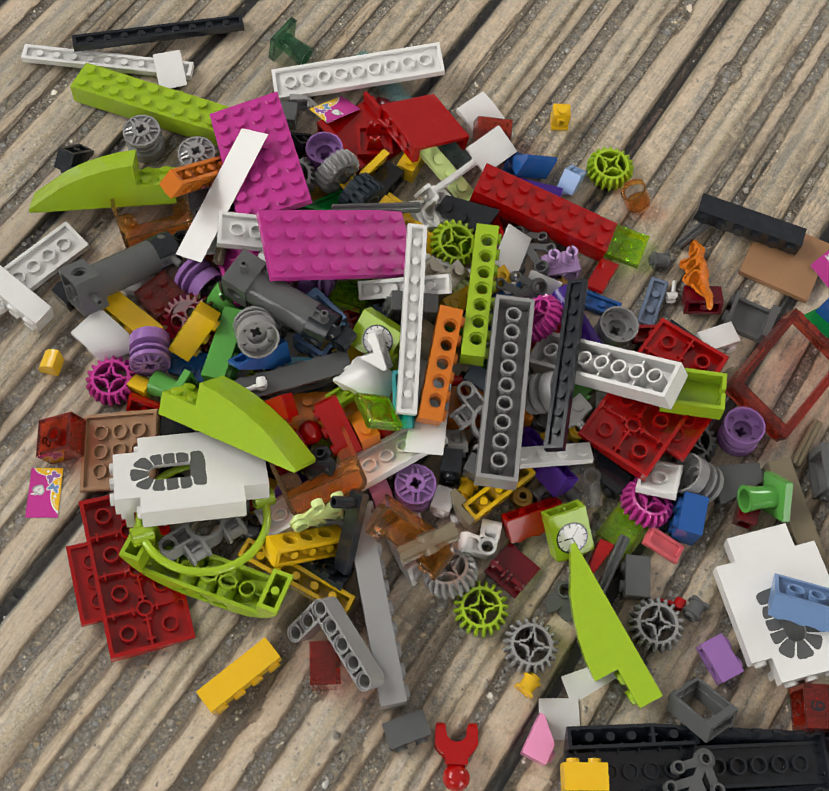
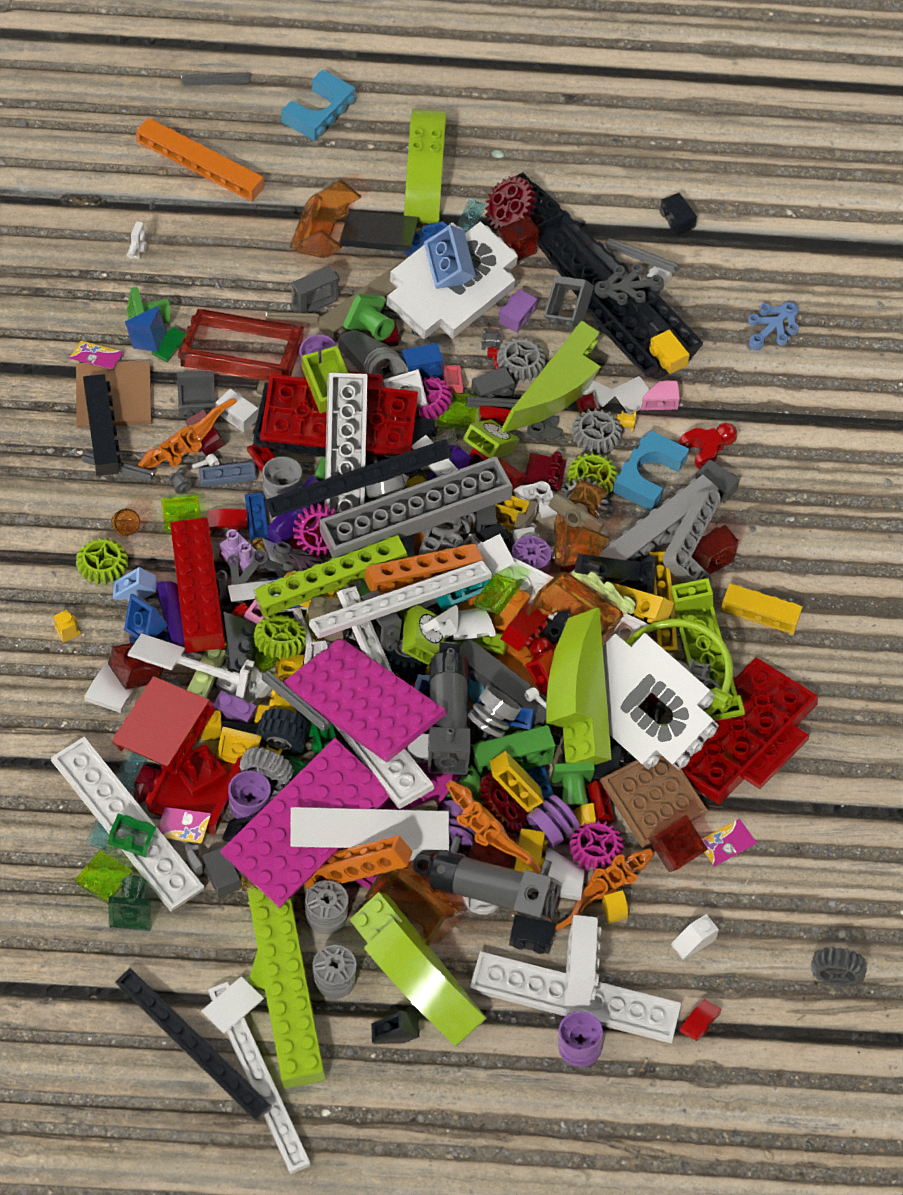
camera: 120 degrees left, 10 degrees down
(73, 369) = (609, 880): none -> orange animal
(171, 286) = (484, 824): none -> orange animal
(328, 45) = (102, 876): none -> clear neon green plate
(341, 62) = (131, 835): none -> green window
(408, 186) = (235, 709): none -> medium lavender brick
(454, 640) = (651, 449): none -> dark azure arch
(568, 661) = (588, 402): none -> dark red slope

